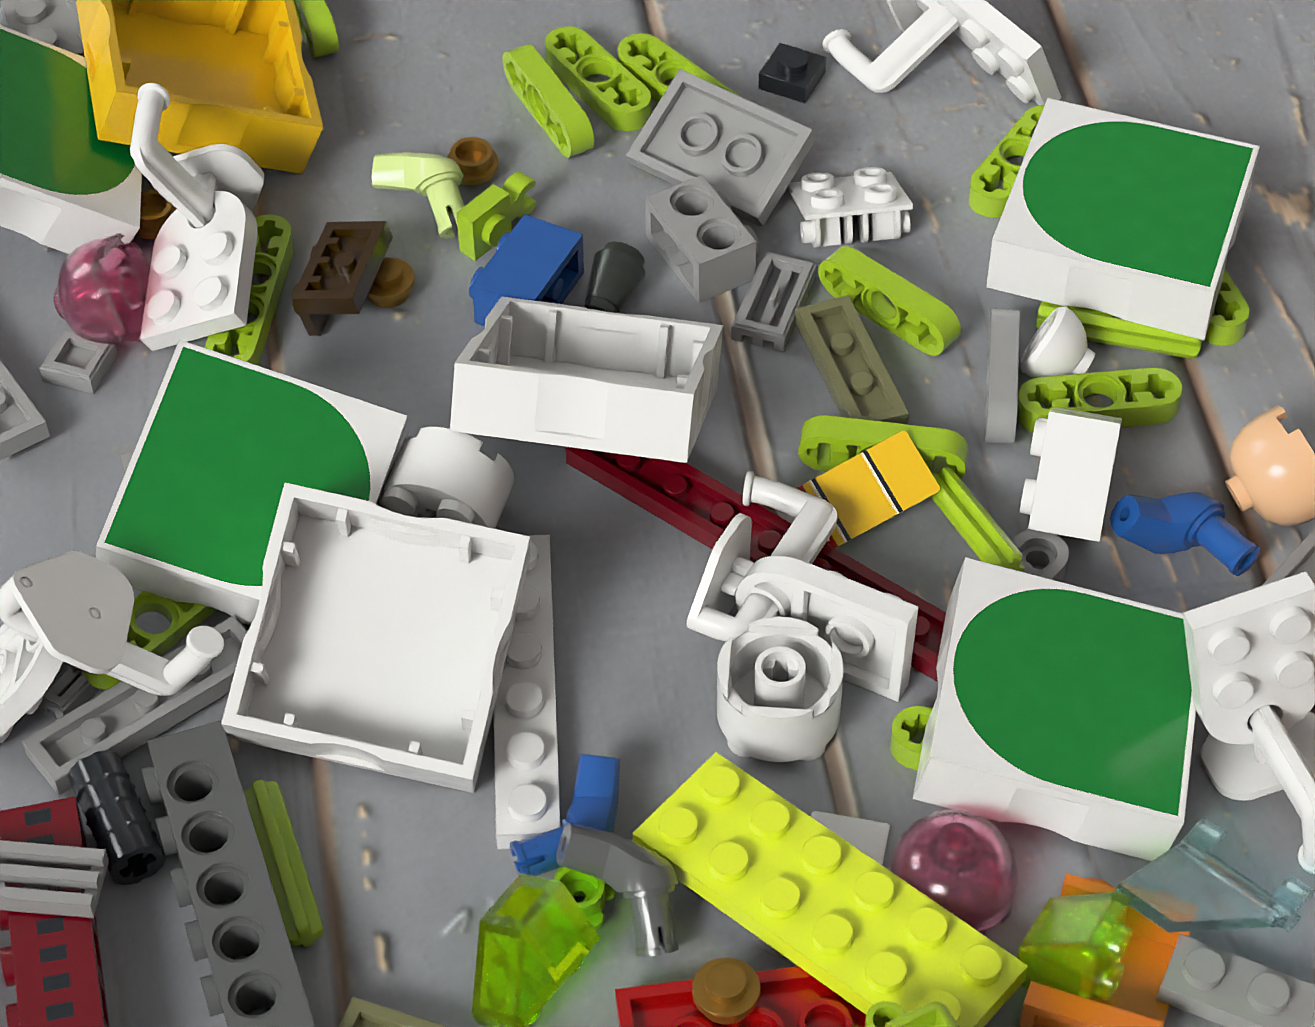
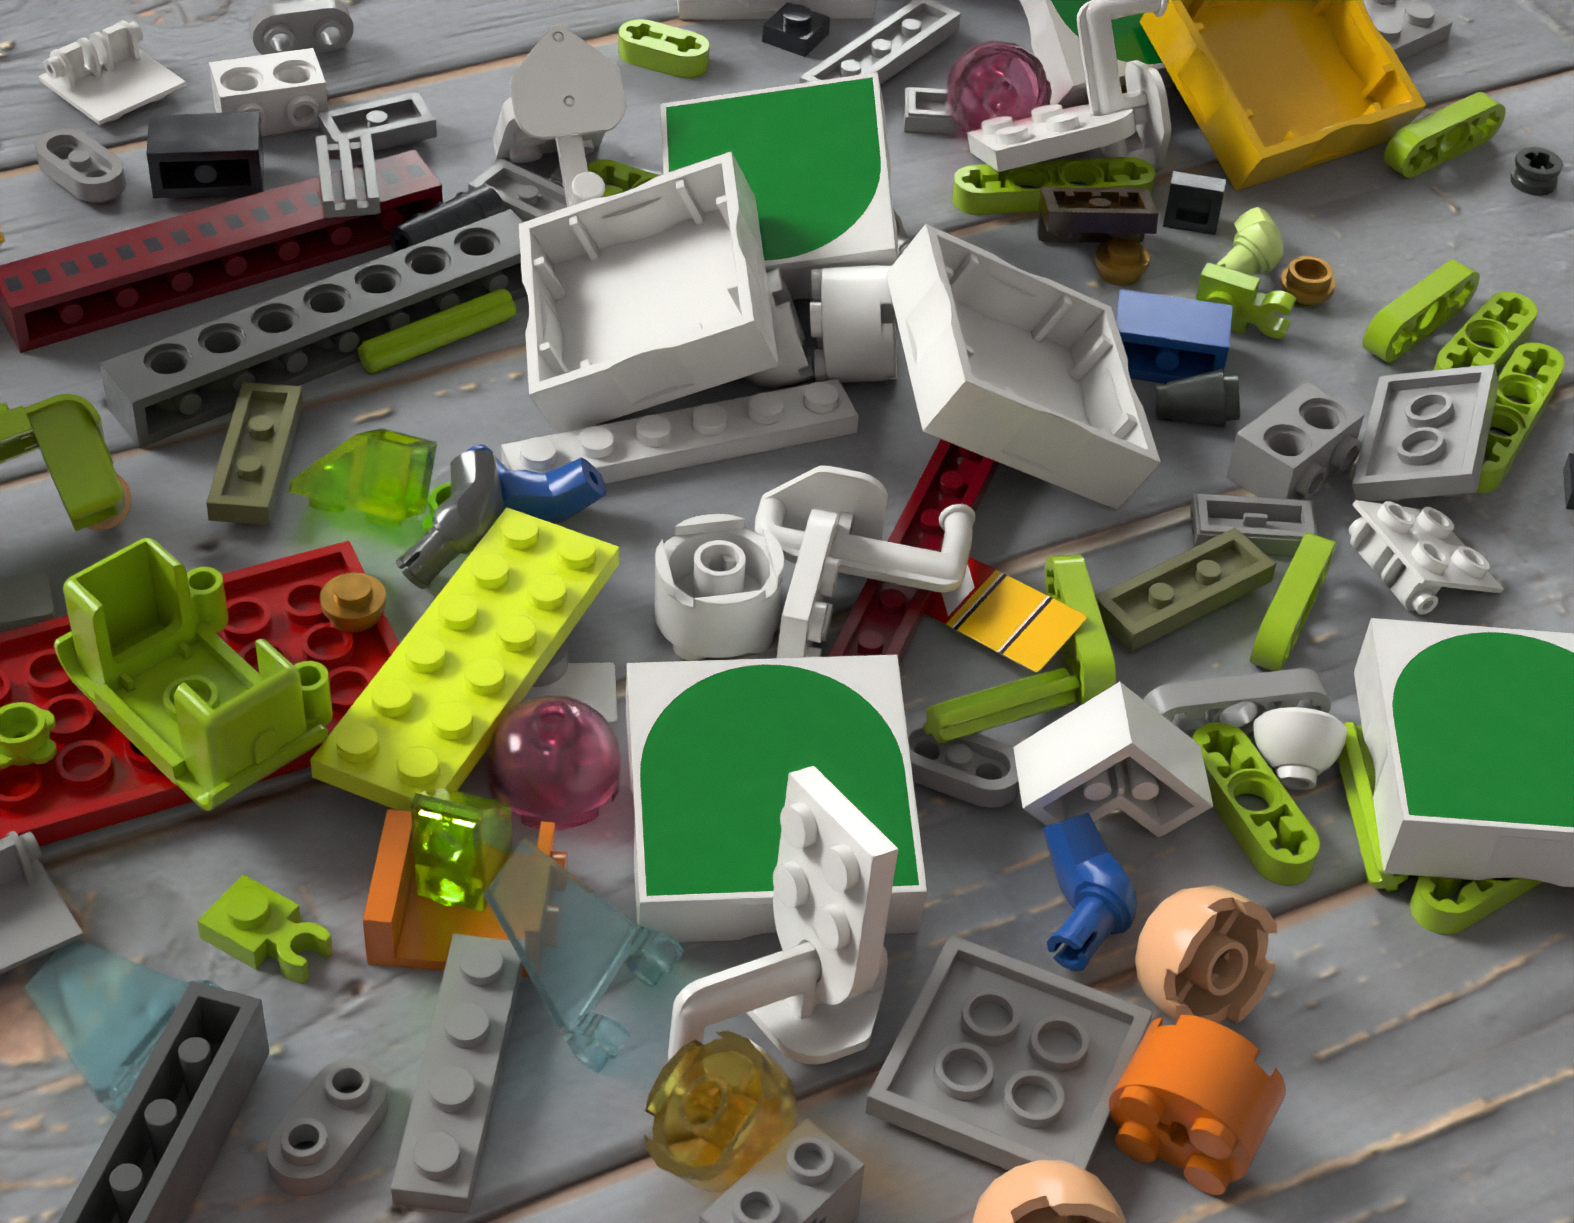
camera: 70 degrees right, 5 degrees down
(335, 197) = (1194, 203): none -> black plate

